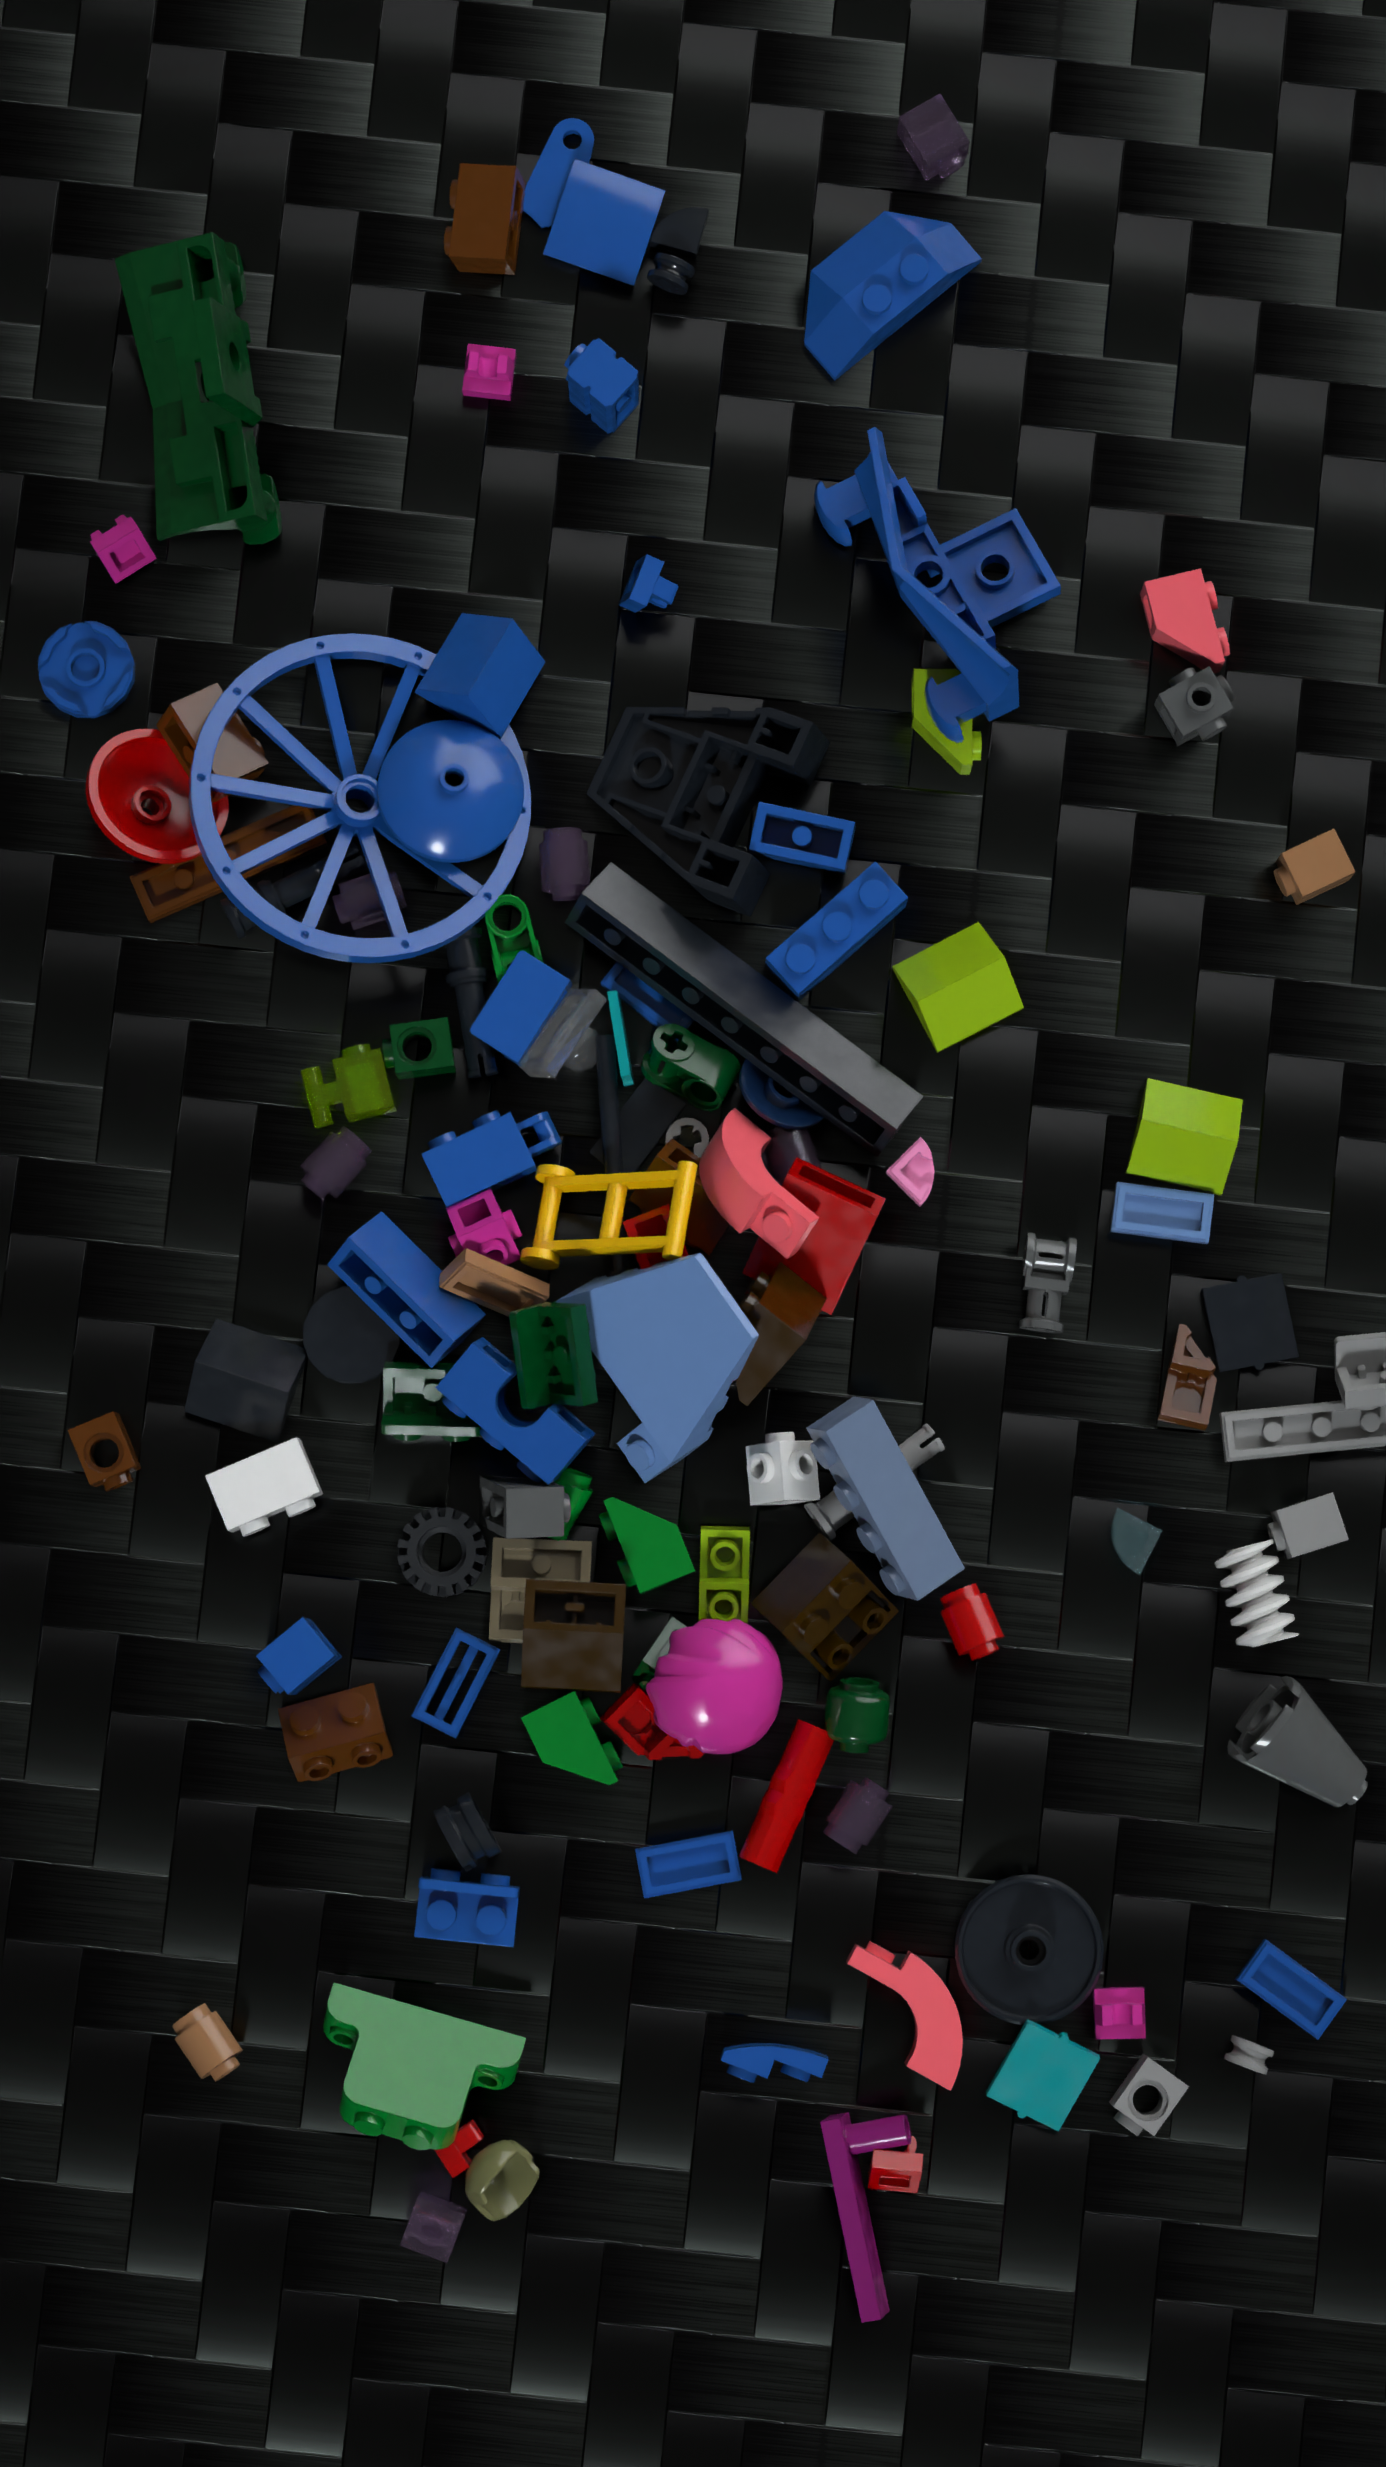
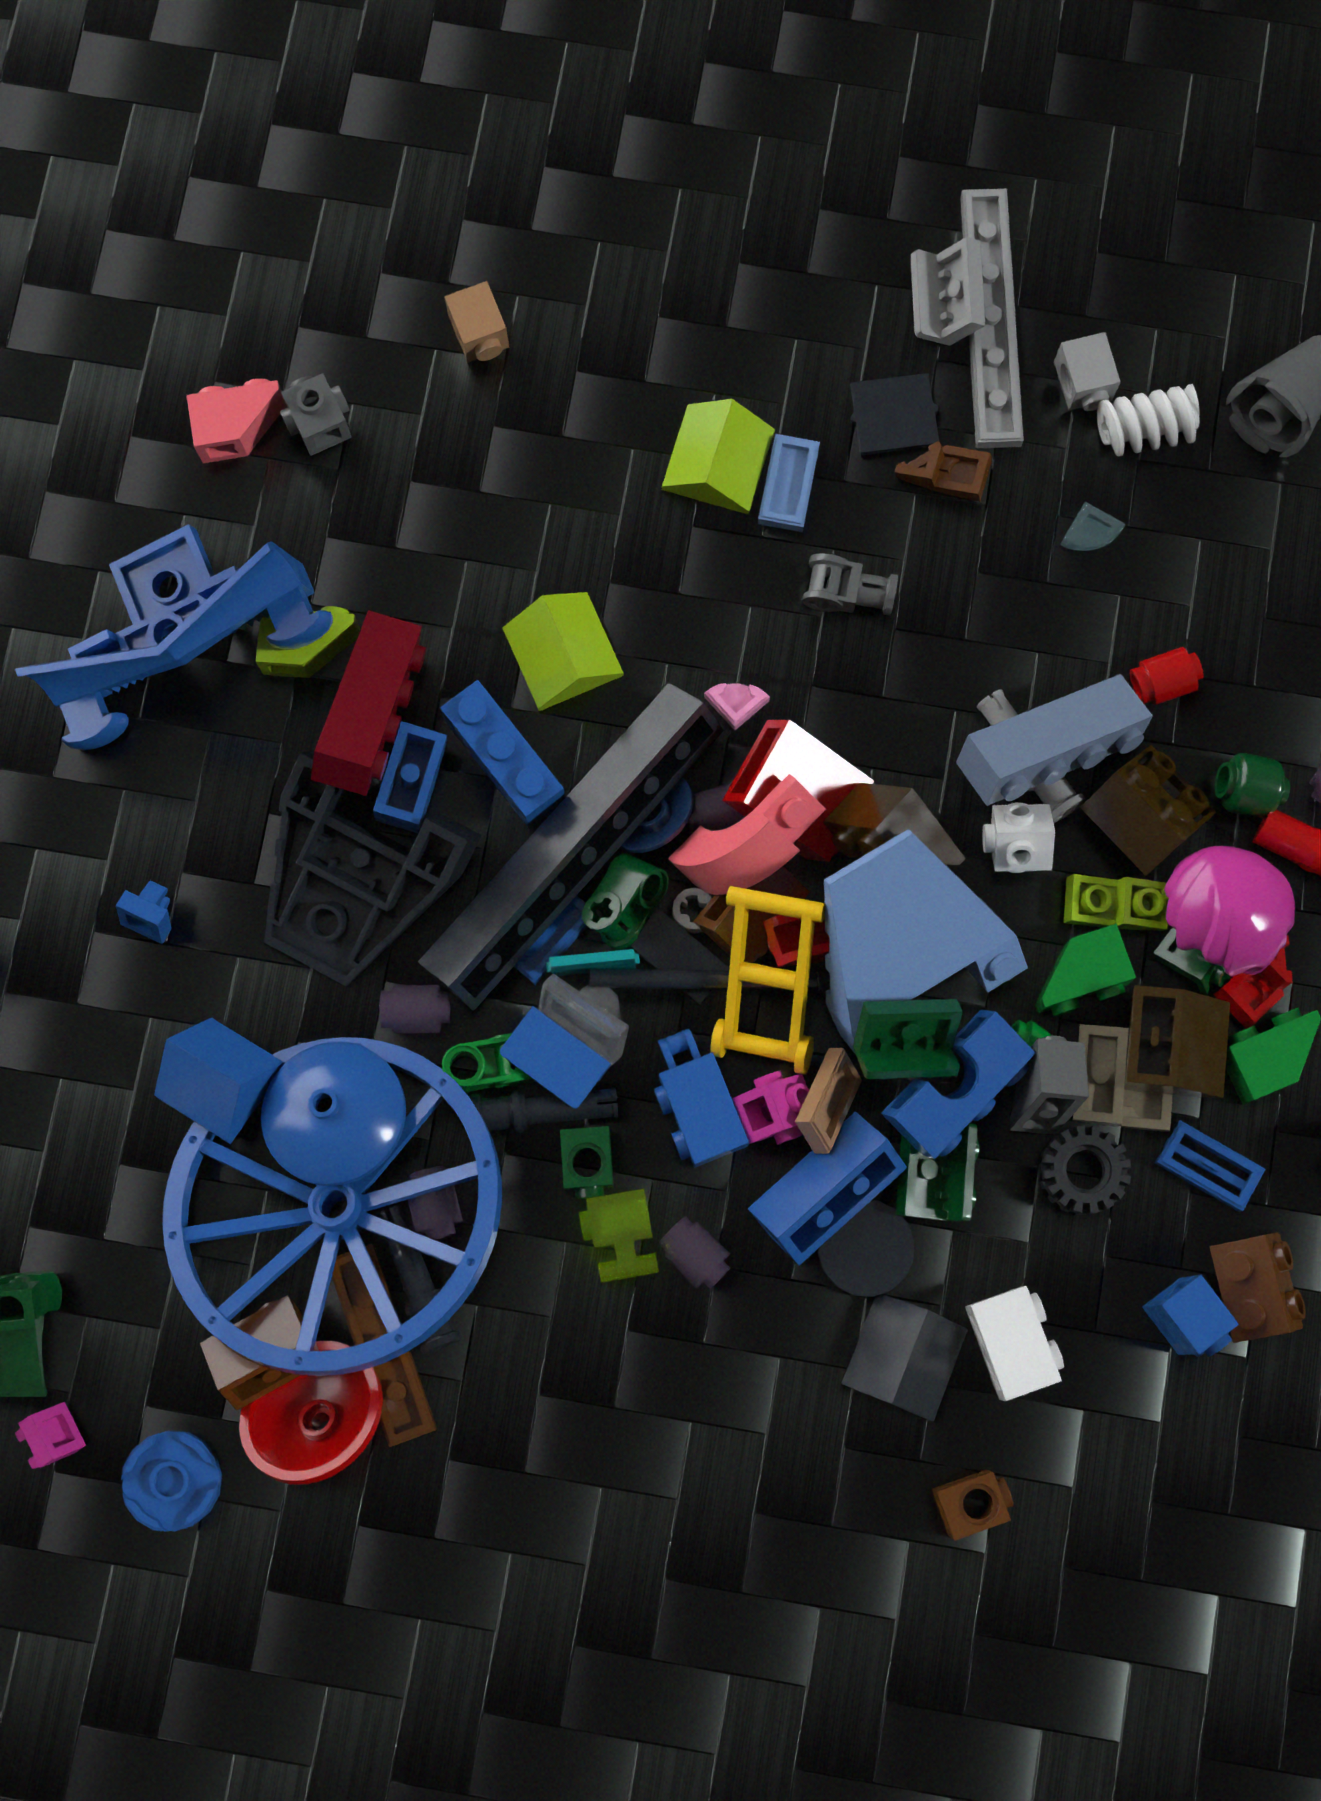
camera: 85 degrees left, 5 degrees down
(873, 786) = (367, 704): none -> dark red brick

